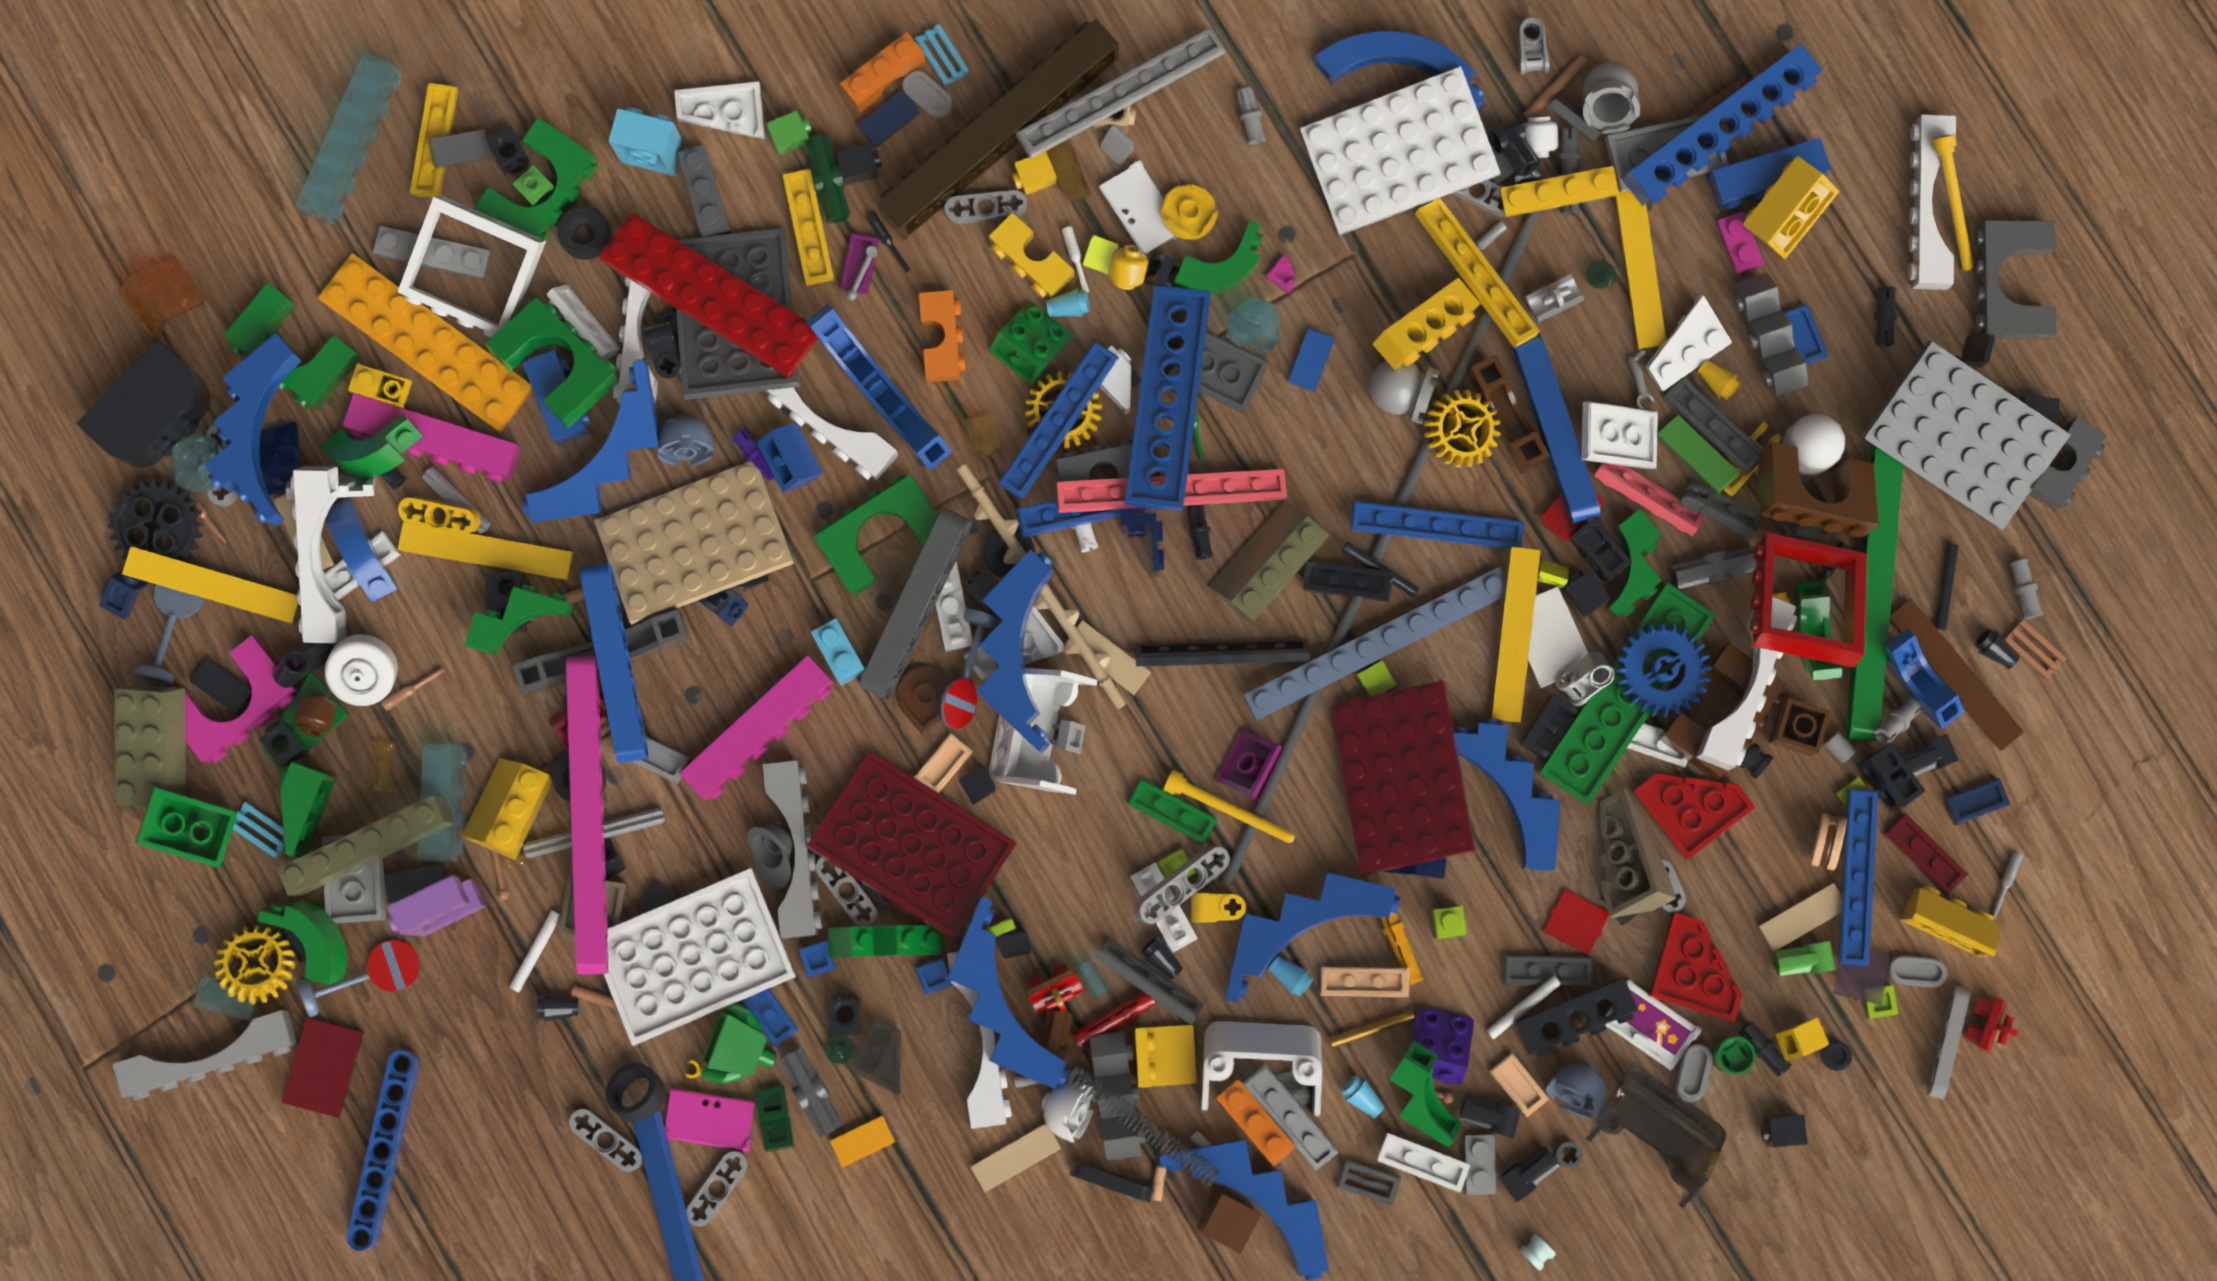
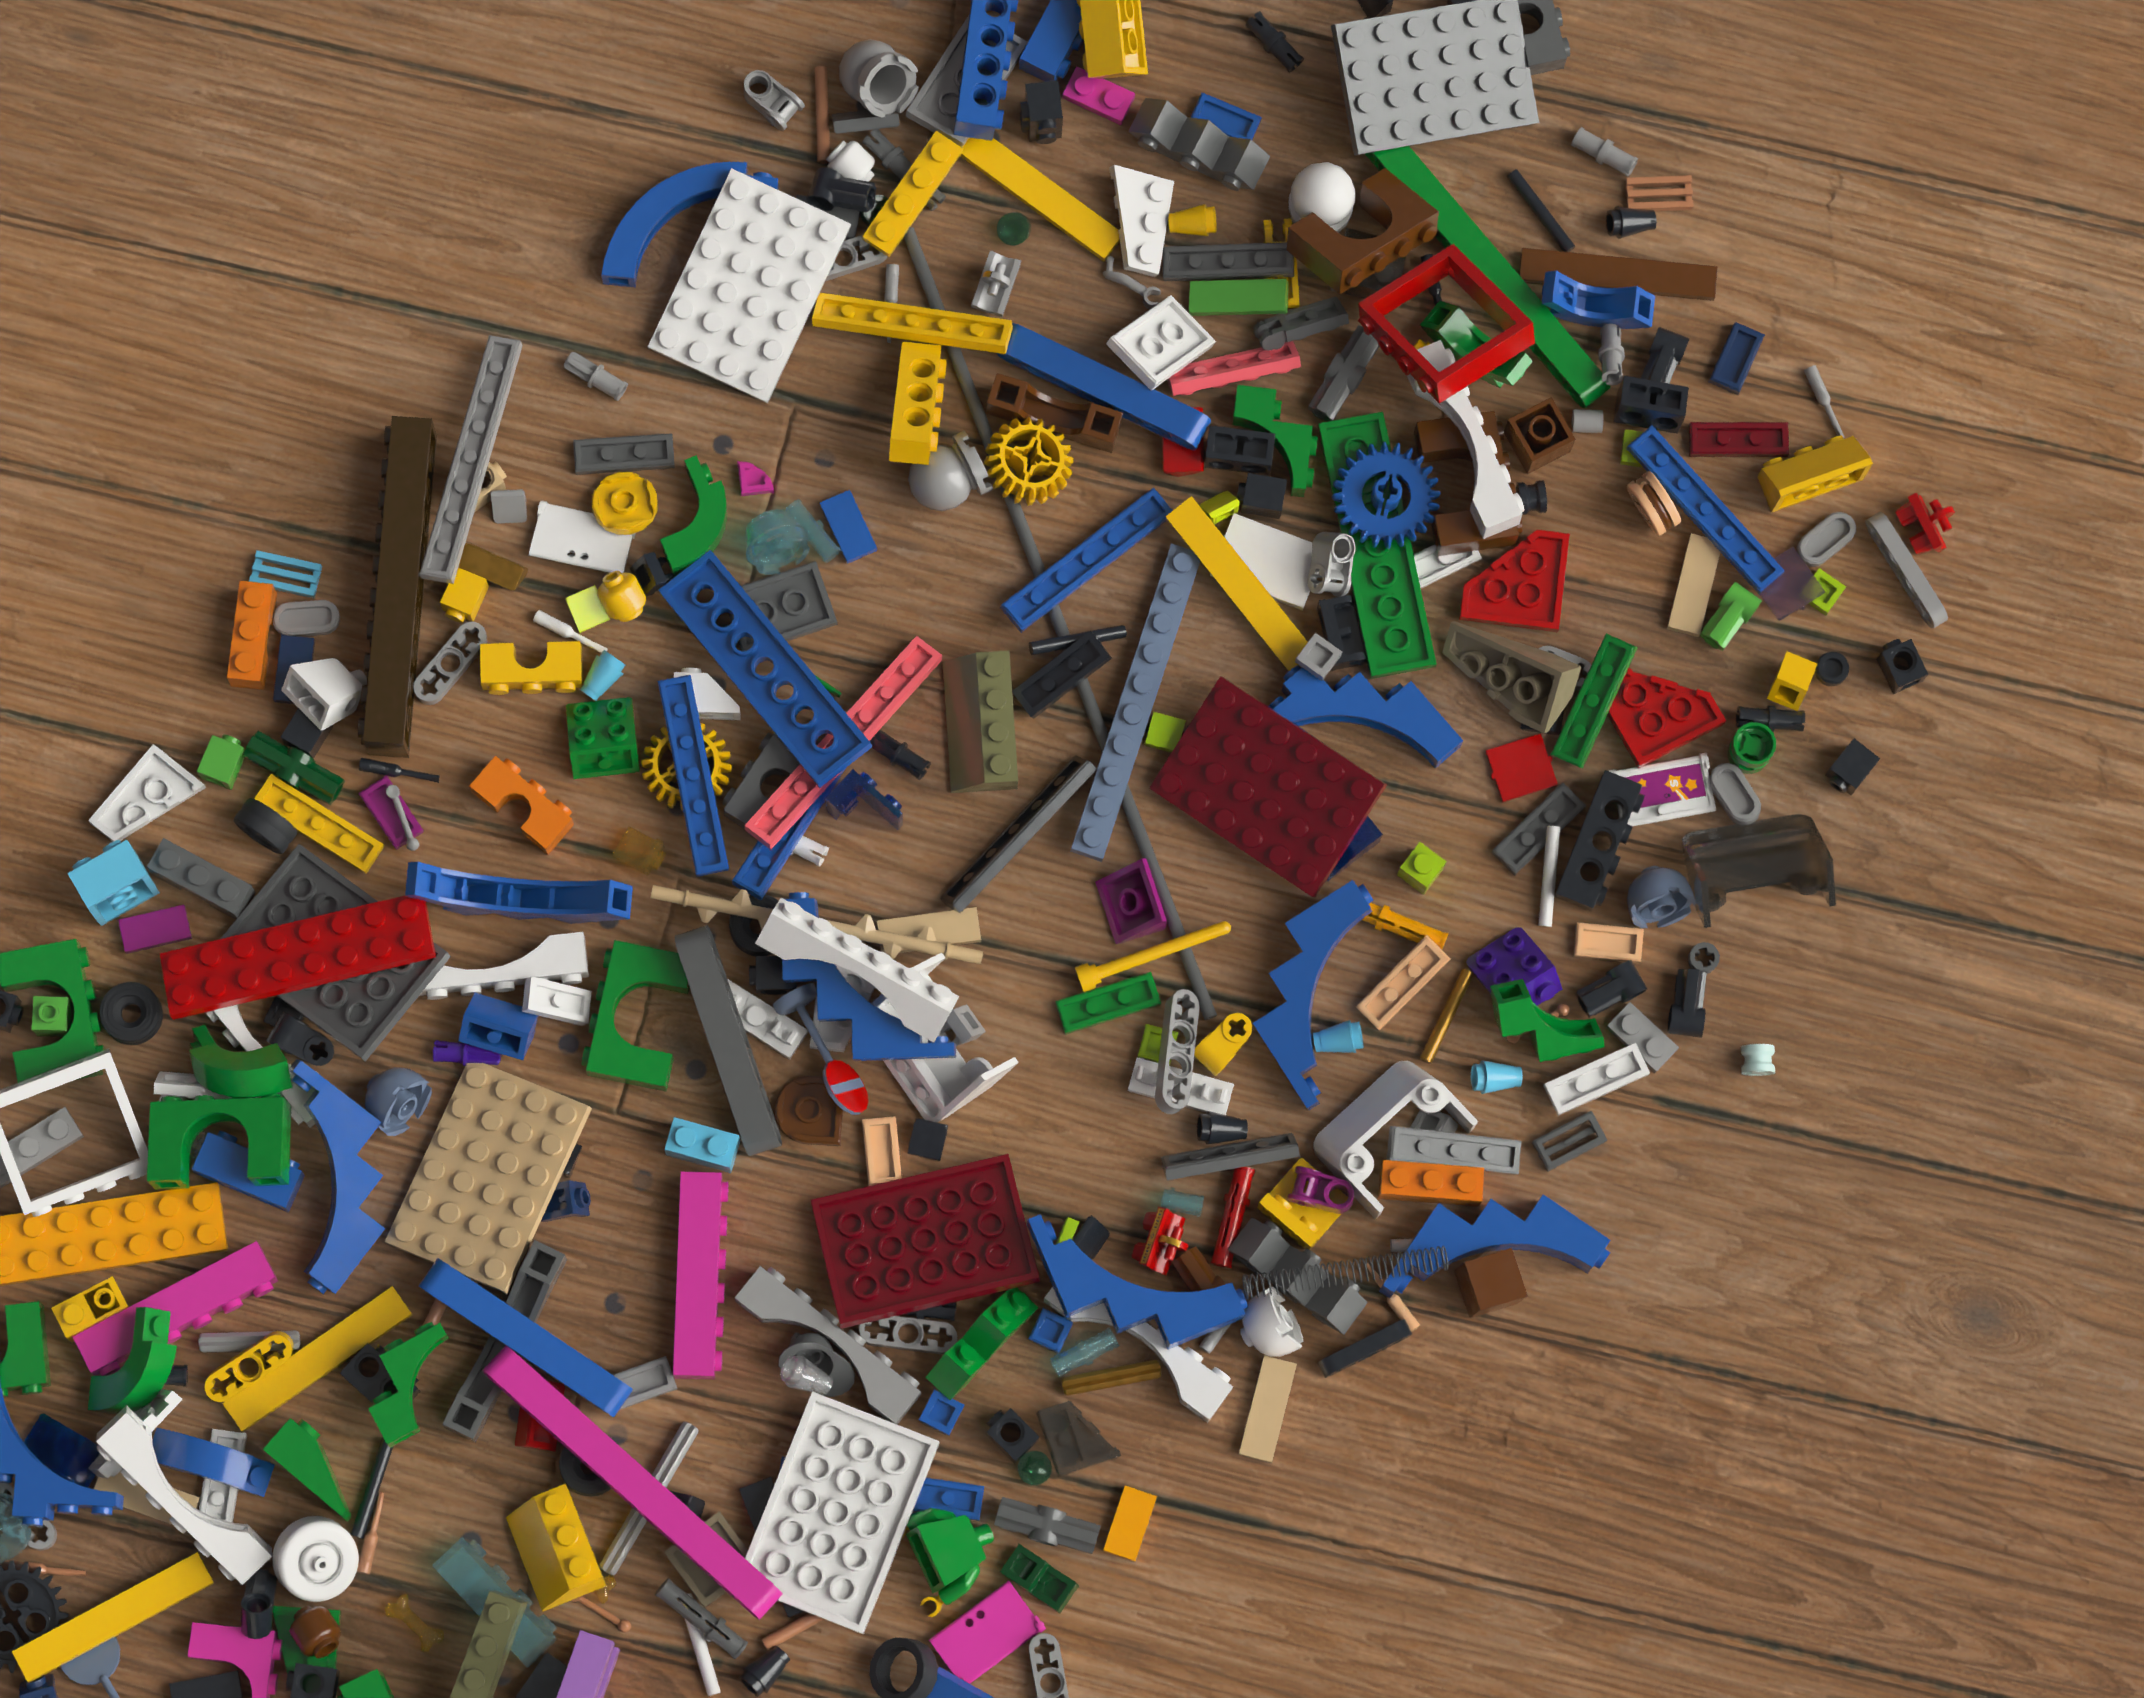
camera: 55 degrees left, 5 degrees down
(412, 609) = (305, 1458): none -> green slope
(434, 664) = (371, 1490): none -> black bar
(554, 971) = (732, 1644): none -> dark grey pin
(603, 332) = (238, 1073): none -> green arch
(649, 195) = (155, 929): none -> magenta tile
(755, 853) = (804, 1375): none -> clear cone
(773, 197) = (265, 826): none -> black tyre
(839, 476) = (556, 1001): none -> white plate
(890, 148) = (324, 690): none -> white torso
(940, 1009) = (1084, 1352): none -> clear light blue pin
(941, 1041) = (1111, 1377): none -> pearl gold axle
(1047, 694) = (800, 935): none -> white arch
(1180, 1056) = (1318, 1191): none -> magenta piece
(1220, 181) = (624, 454): none -> dark grey tile
(1286, 345) = (816, 534): none -> clear light blue pin
(1516, 728) = (1318, 656): none -> light grey tile
(1663, 927) = (1594, 700): none -> green tile
(1691, 218) = (1042, 112): none -> black brick
(1871, 1105) = (1901, 679): none -> black brick

